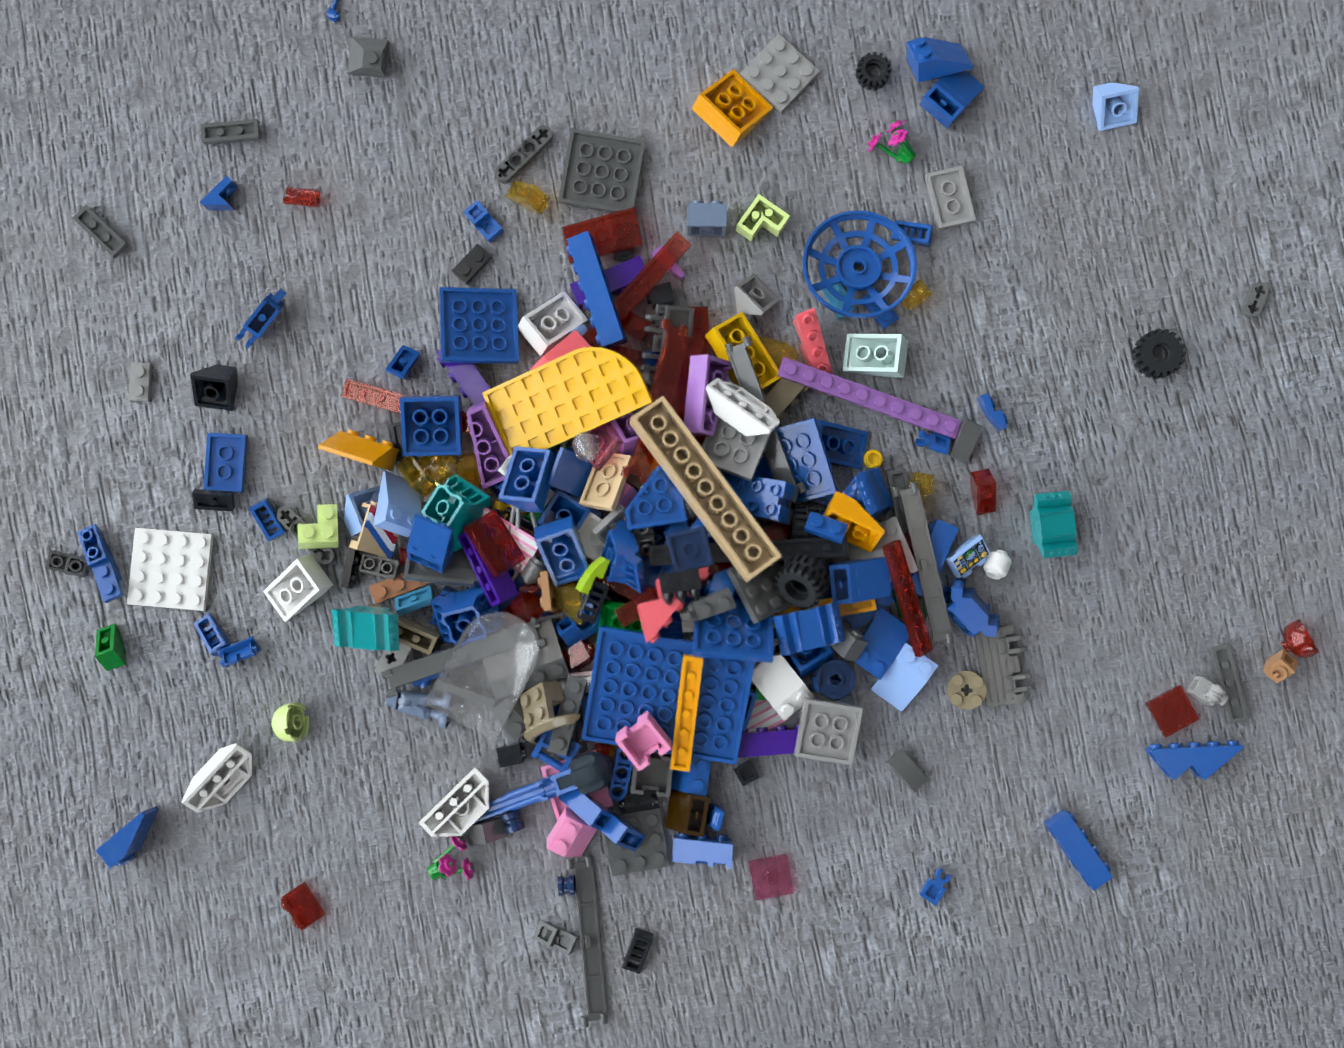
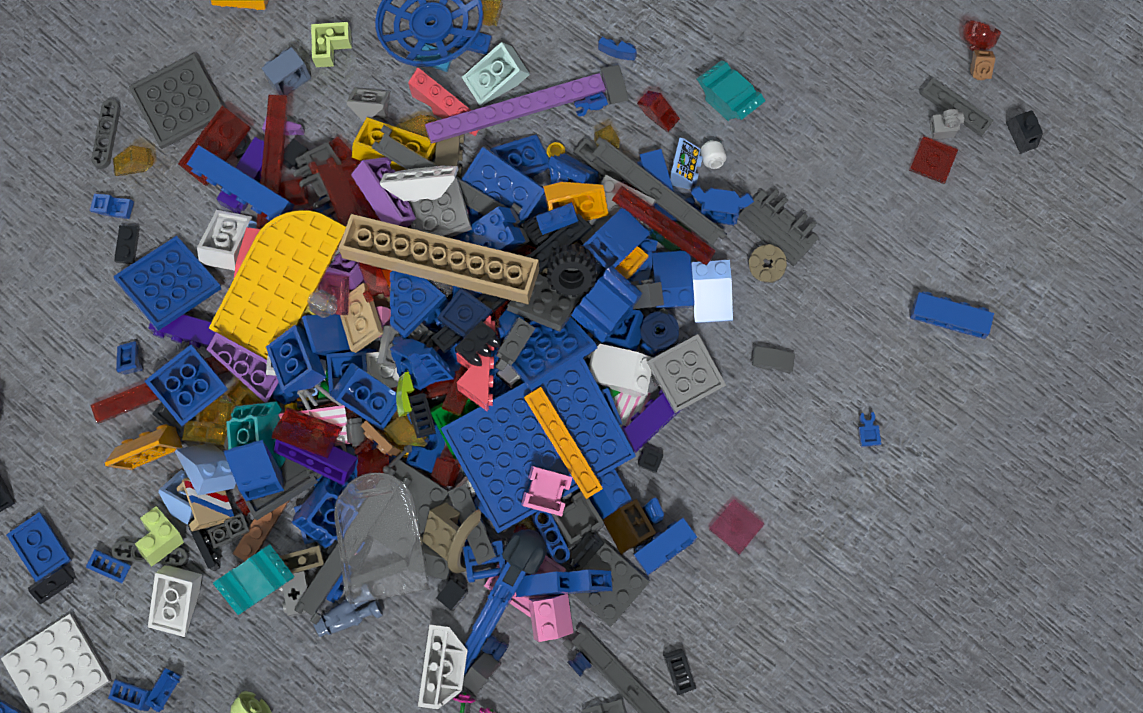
camera: 30 degrees left, 10 degrees down
(414, 600) = (279, 533): dark azure plate -> none
(1199, 758) = (983, 177): blue slope -> none
(1267, 748) = (1025, 129): none -> black torso

